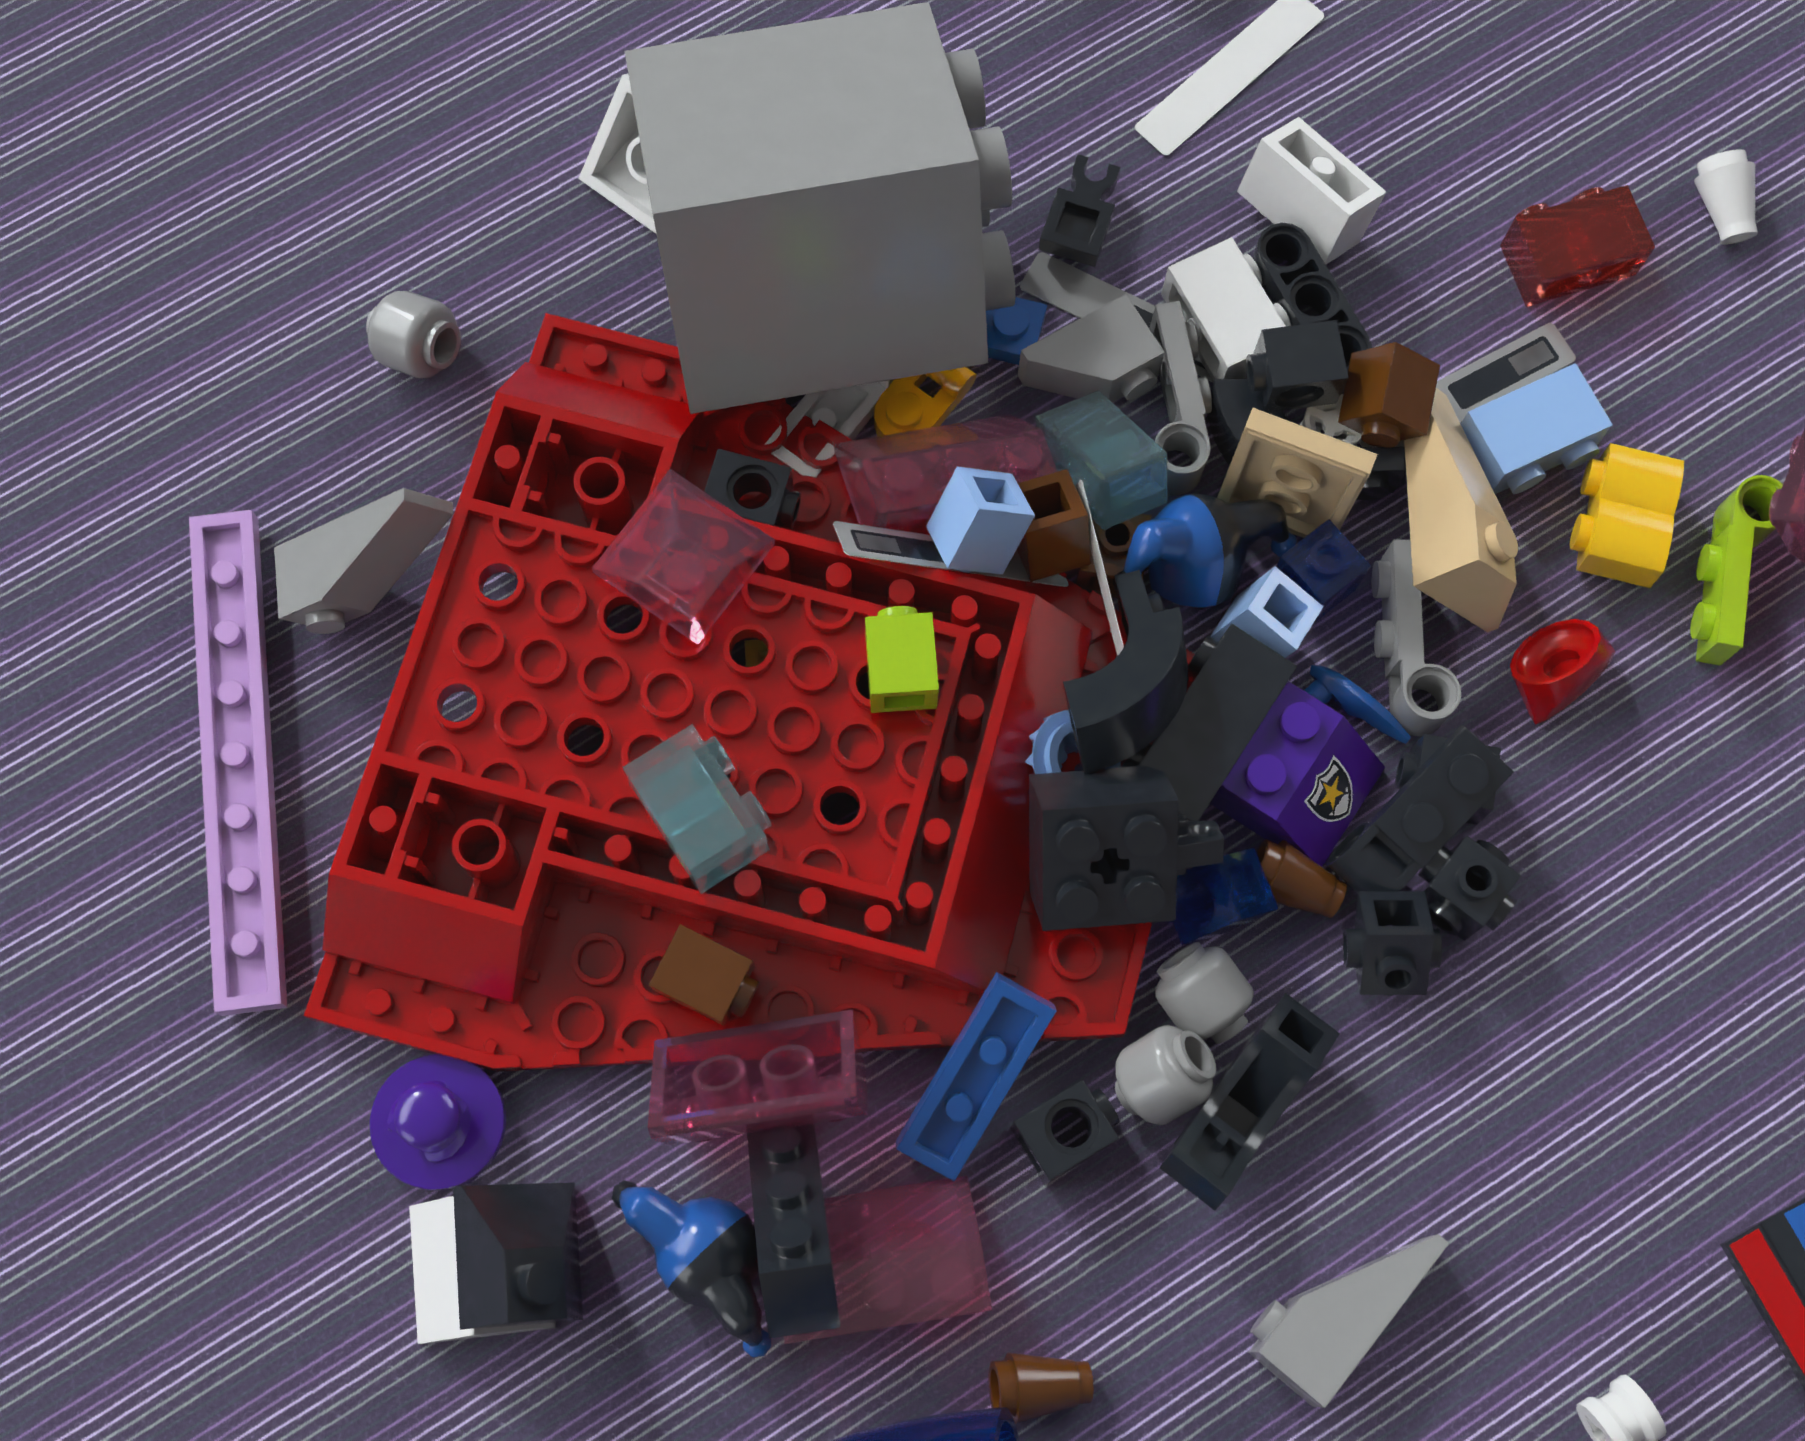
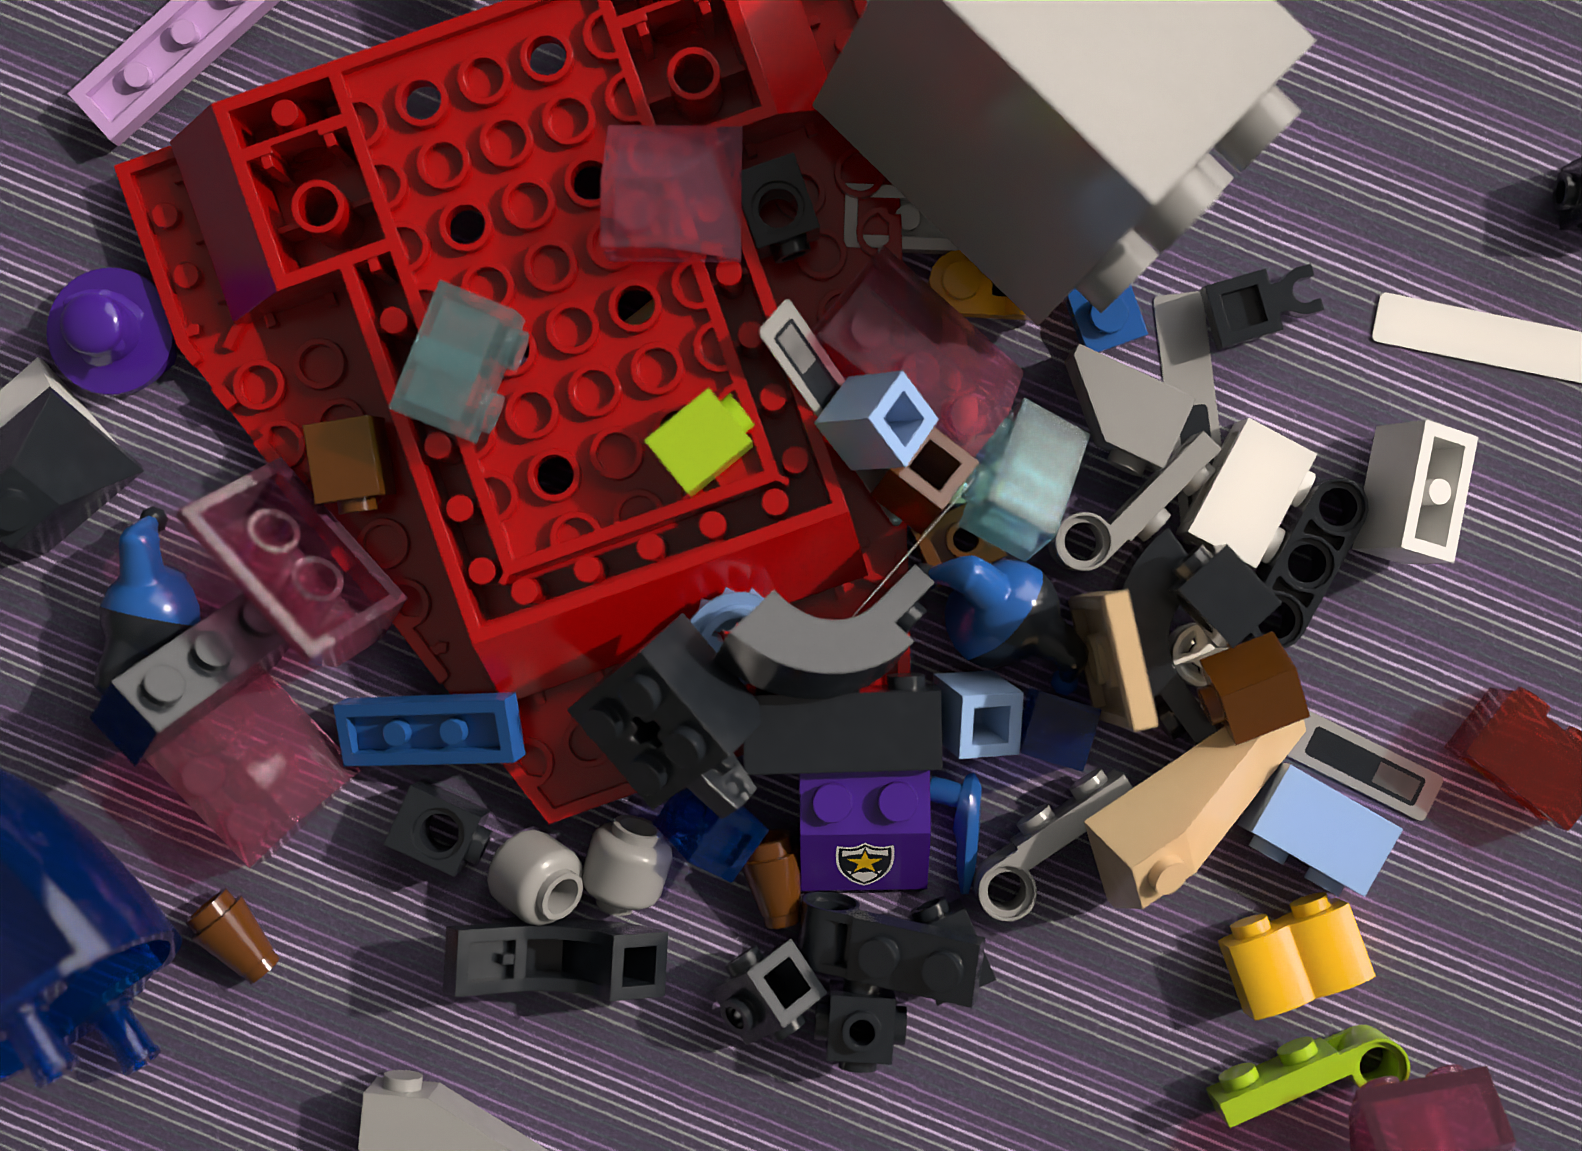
camera: 55 degrees right, 15 degrees up
(1559, 665) = (1115, 978): red piece -> none

